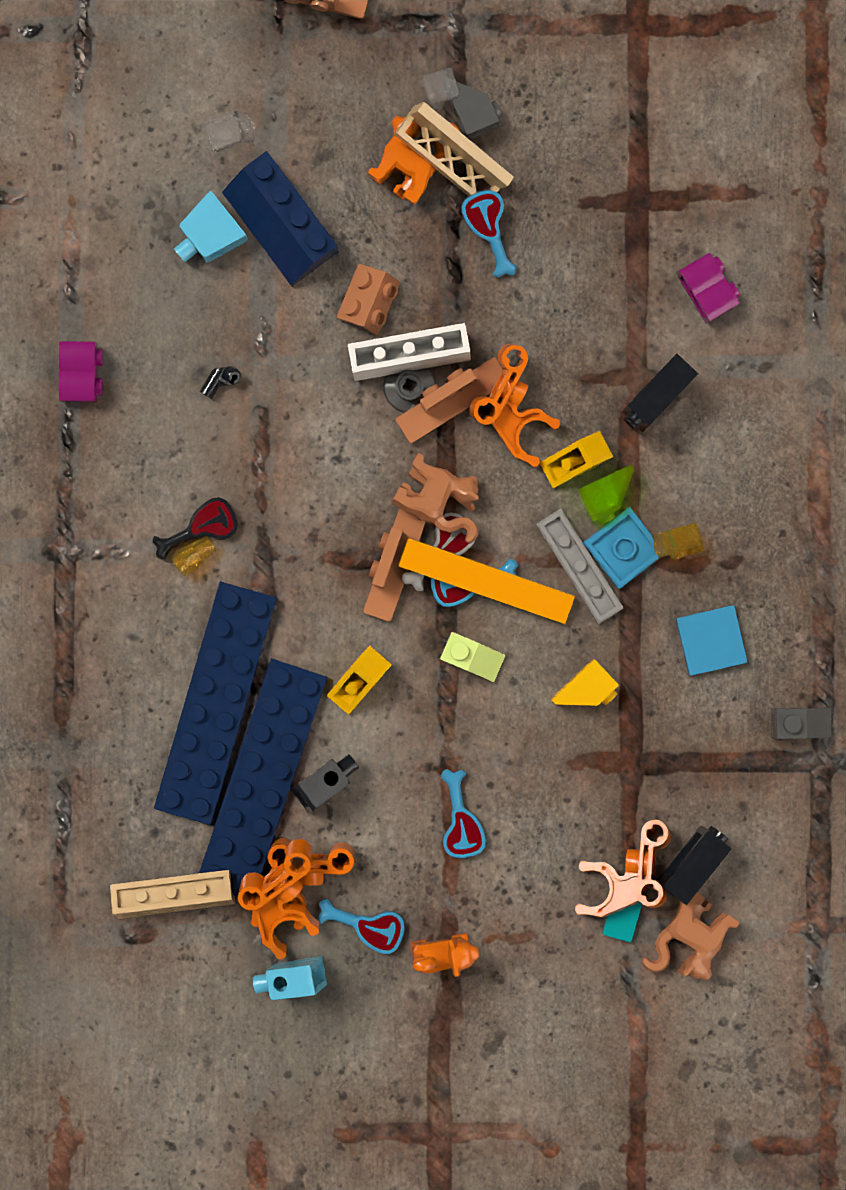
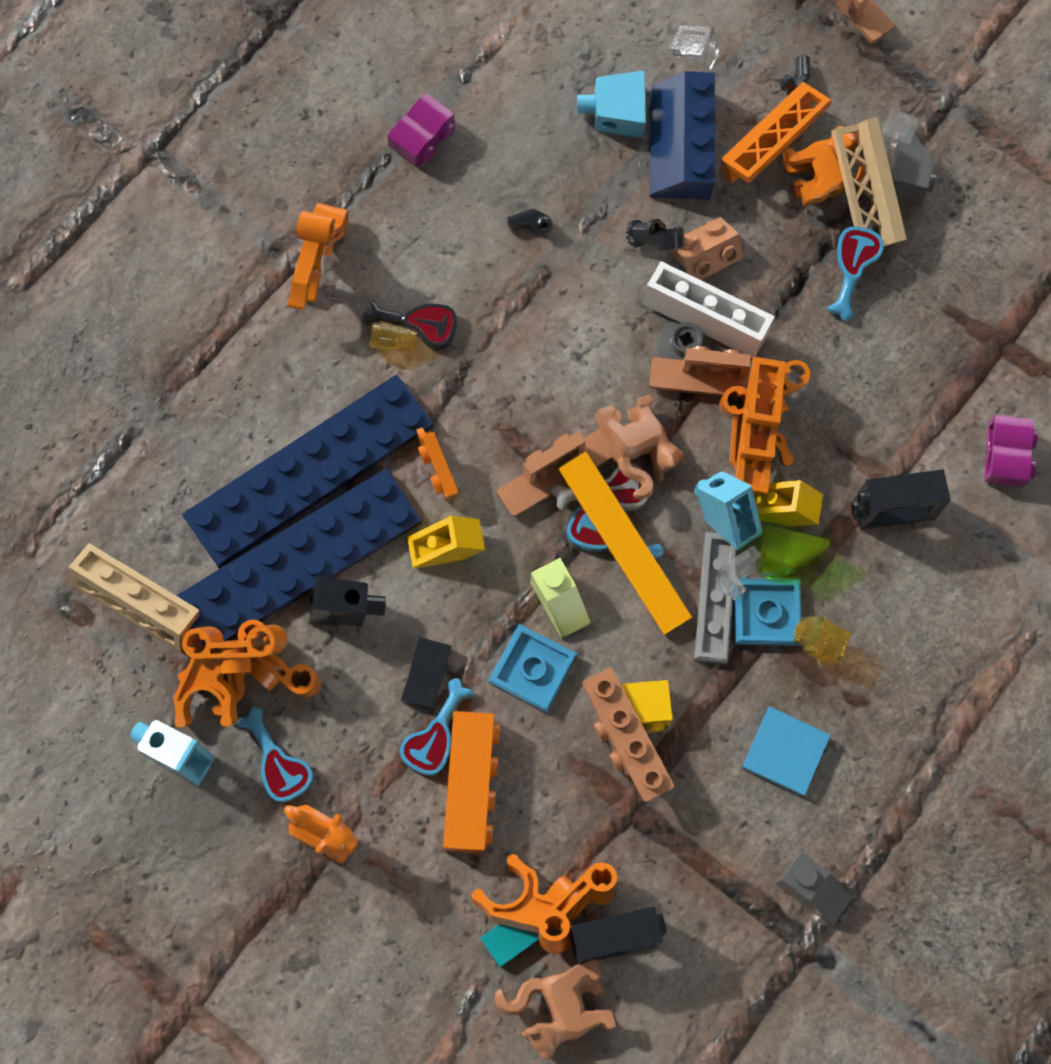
camera: 35 degrees right, 15 degrees down
(78, 527) = (319, 233): none -> orange piece
(296, 624) = (432, 454): none -> orange hinge
(324, 321) = (655, 234): none -> black connector
(331, 95) = (801, 75): none -> black arm
(343, 163) = (771, 130): none -> orange fence
(420, 783) = (426, 673): none -> black tile
(491, 720) = (532, 668): none -> dark azure tile
(512, 837) = (469, 783): none -> orange brick
(518, 419) = (760, 423): none -> orange slope
(531, 493) = (729, 508): none -> medium azure torso
(583, 534) = (739, 566): none -> clear bracket
(596, 720) = (626, 736): none -> nougat bracket

